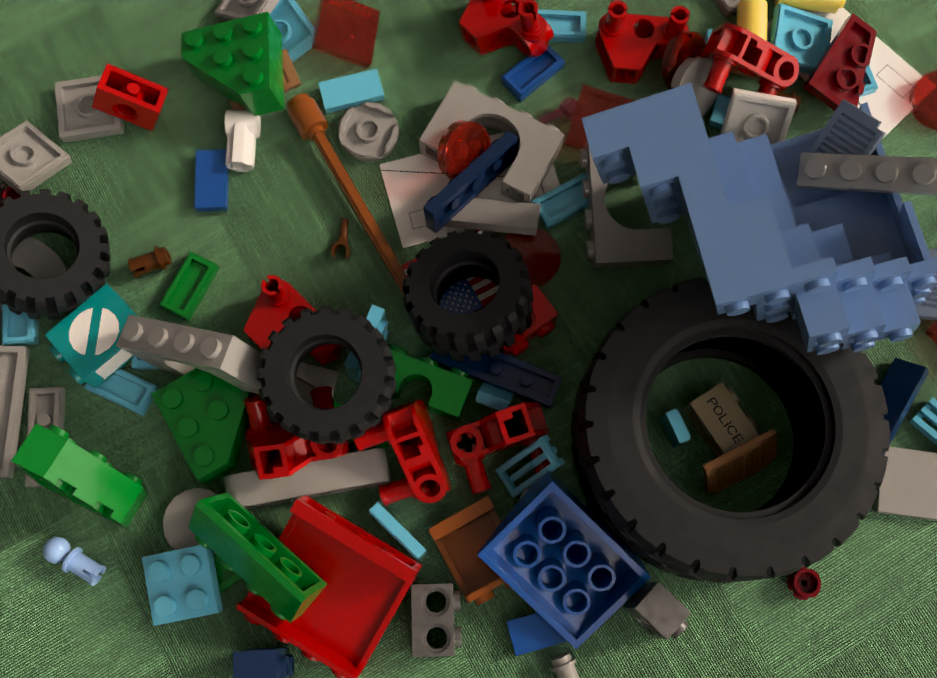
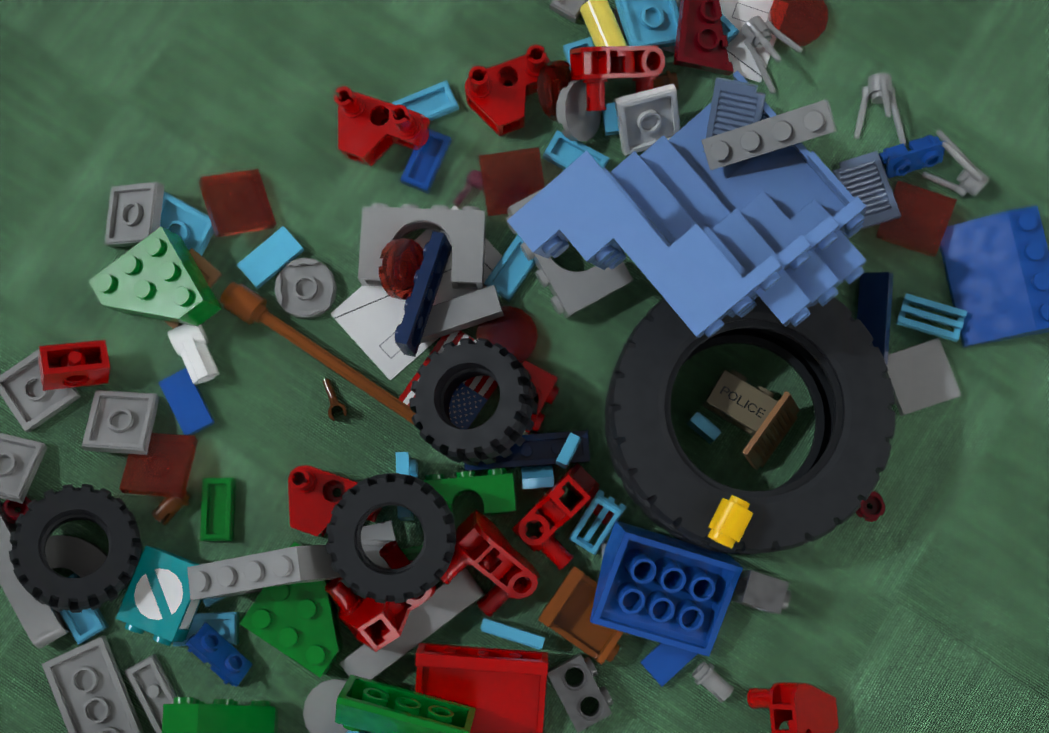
camera: 25 degrees left, 5 degrees up
(120, 415) = (217, 651): none -> blue hinge
(144, 168) = (120, 422): none -> light grey tile
(157, 220) = (163, 469): none -> clear red tile
(535, 384) = (568, 450): none -> medium azure tile
(661, 516) = (730, 521): none -> yellow brick
(896, 98) = (758, 35): none -> light grey plant

